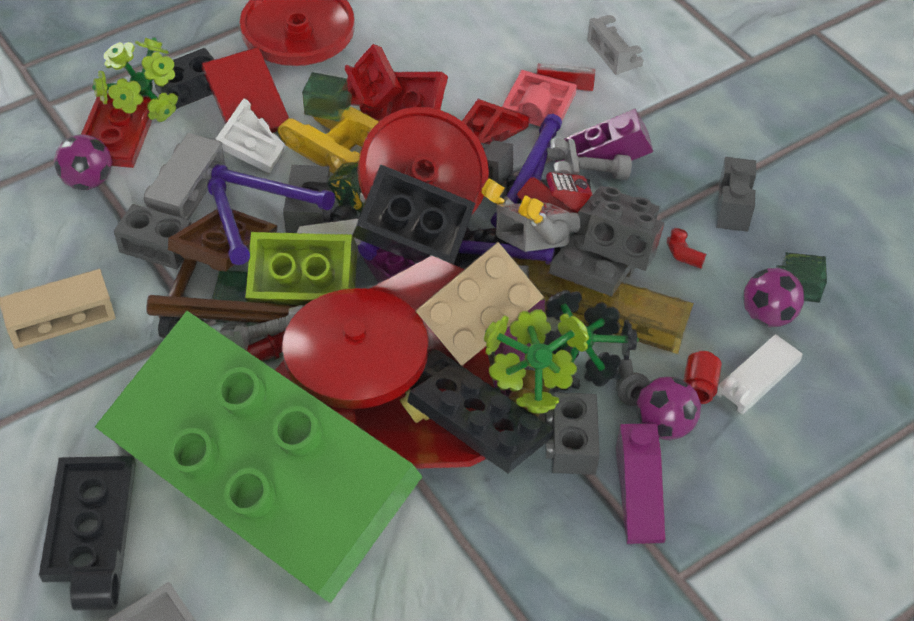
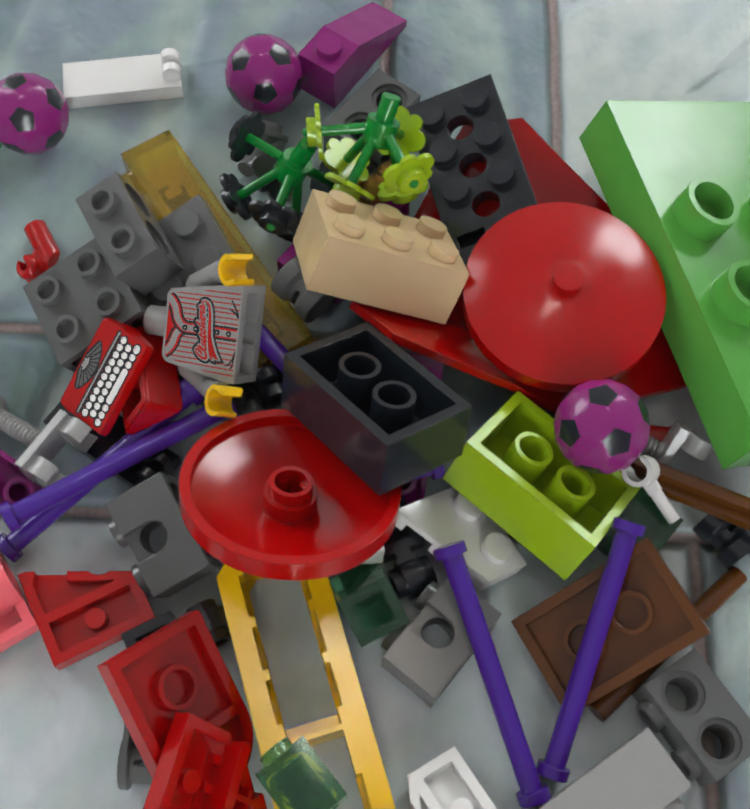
camera: 145 degrees left, 15 degrees up
(248, 293) = (652, 487): none -> white hand
(283, 280) = (601, 426): none -> magenta piece
(703, 374) = (189, 99): red brick -> none

